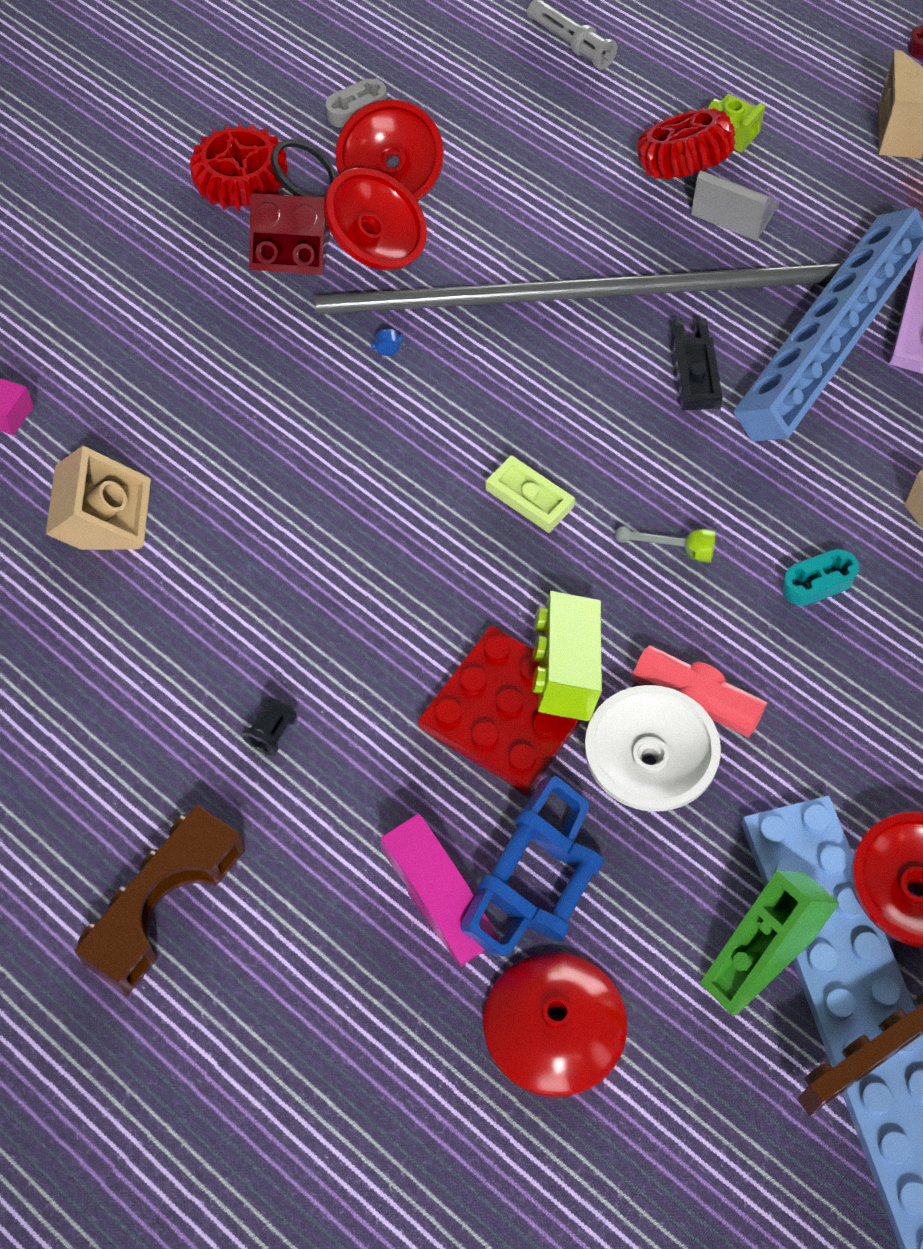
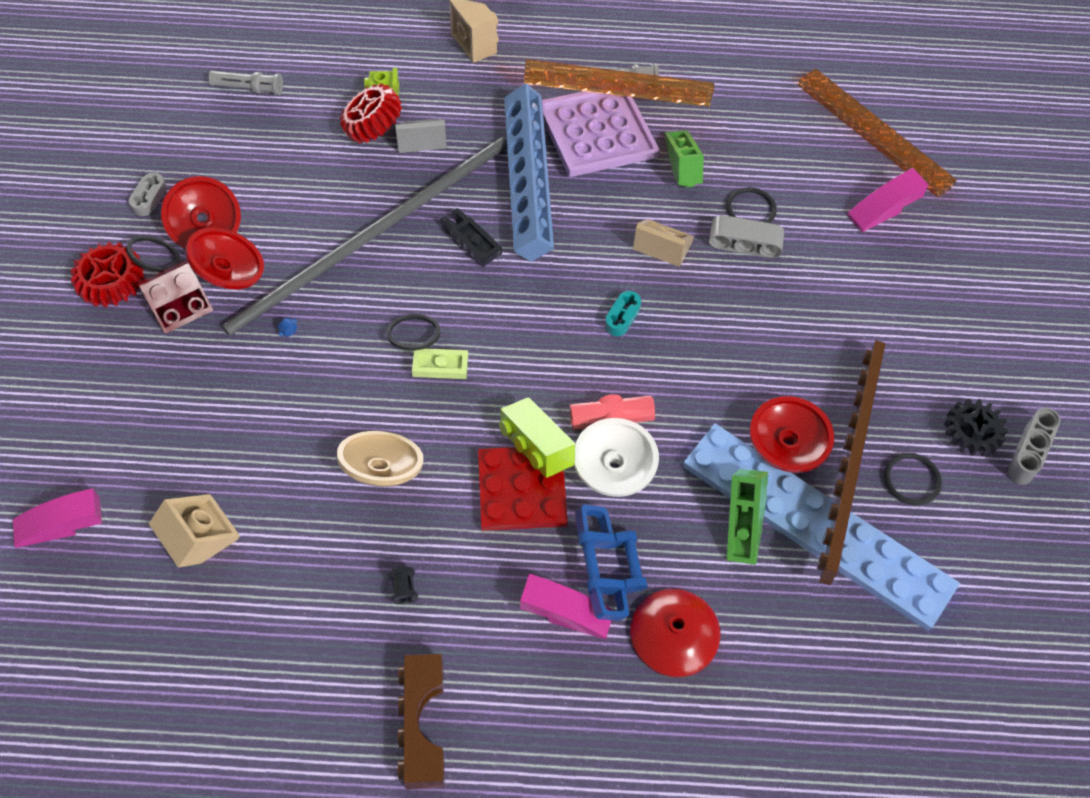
camera: 40 degrees left, 0 degrees up
(360, 557) = (379, 458): none -> tan dish
(534, 460) = (410, 317): none -> black piece
(698, 544) = (551, 335): hinge -> none

